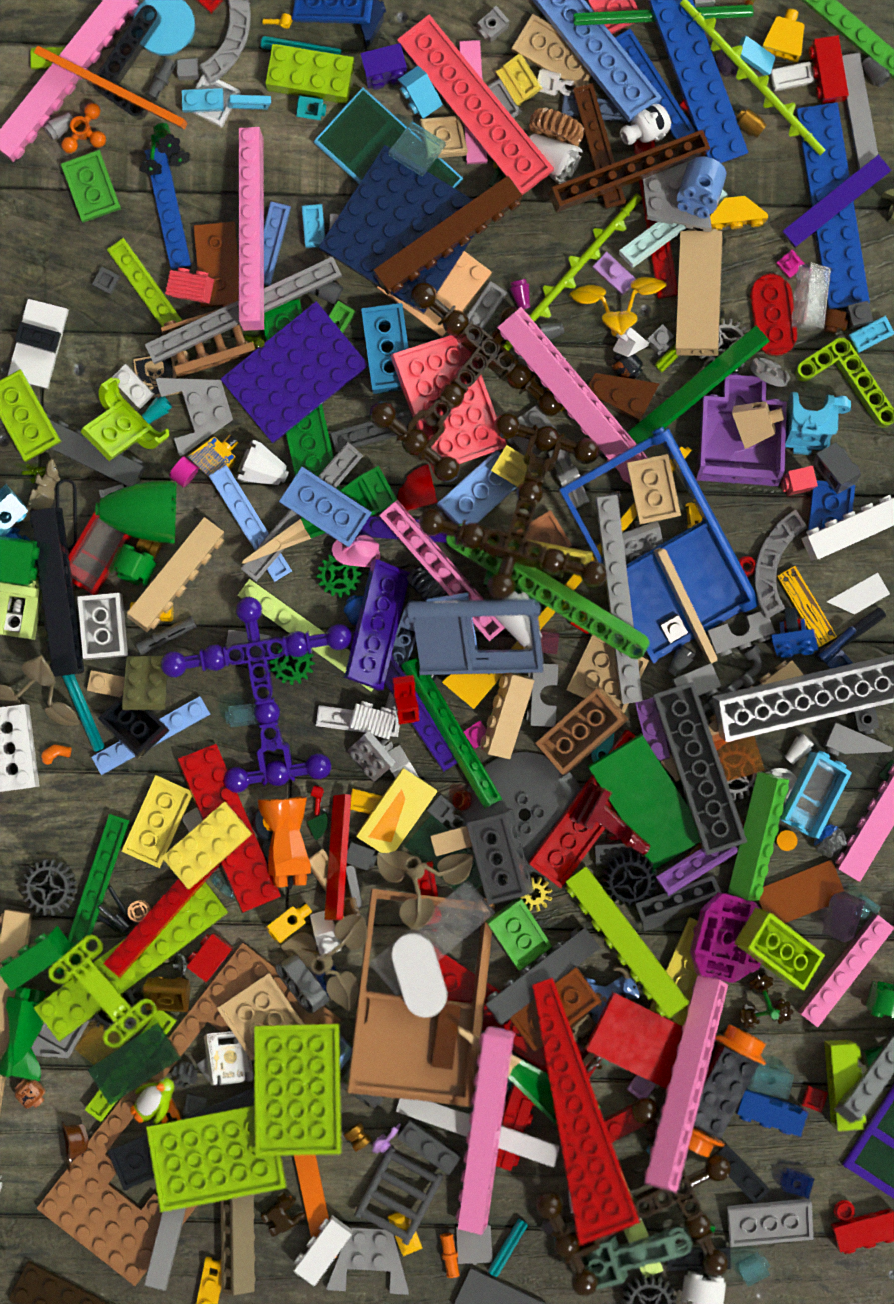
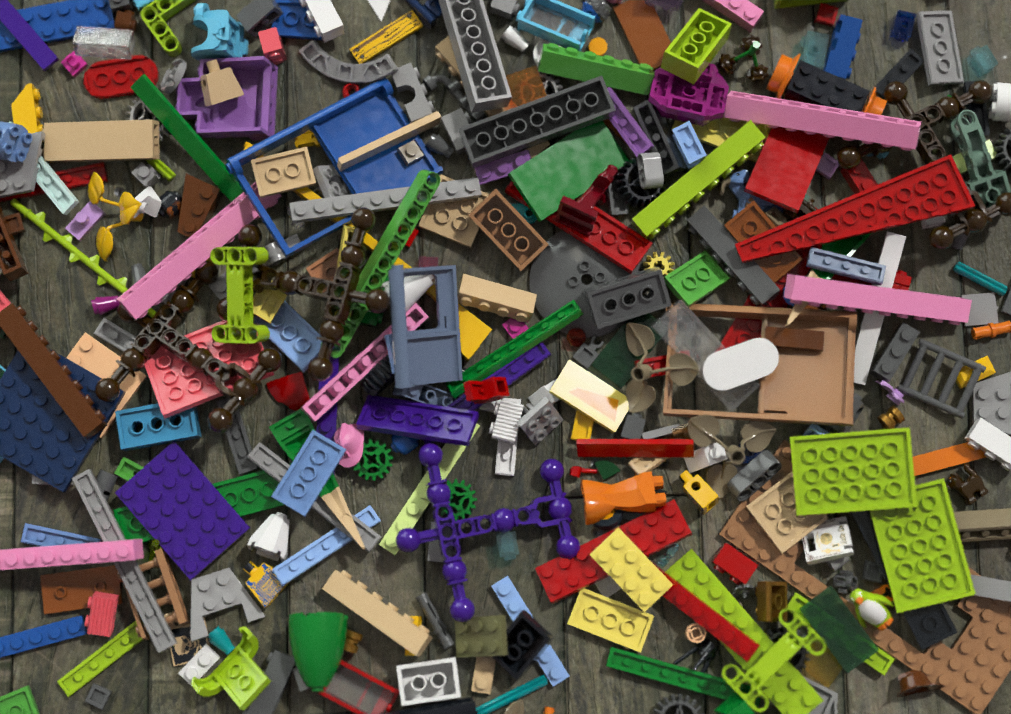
camera: 90 degrees left, 5 degrees down
(132, 566) = (370, 655): green brick -> none
(184, 471) = (279, 611): dark pink piece -> none
(313, 225) = (43, 500): medium azure plate -> none
(451, 841) = (614, 343): tan tile -> none
(519, 438) = (240, 295): none -> lime beam
(523, 1098) = (846, 266): none -> sand blue tile
(540, 713) = (492, 270): light grey arch -> none
(640, 890) = (650, 170): none -> light grey beam
(665, 934) = (688, 144): none -> light blue panel
(794, 636) = (416, 47): blue plate -> none

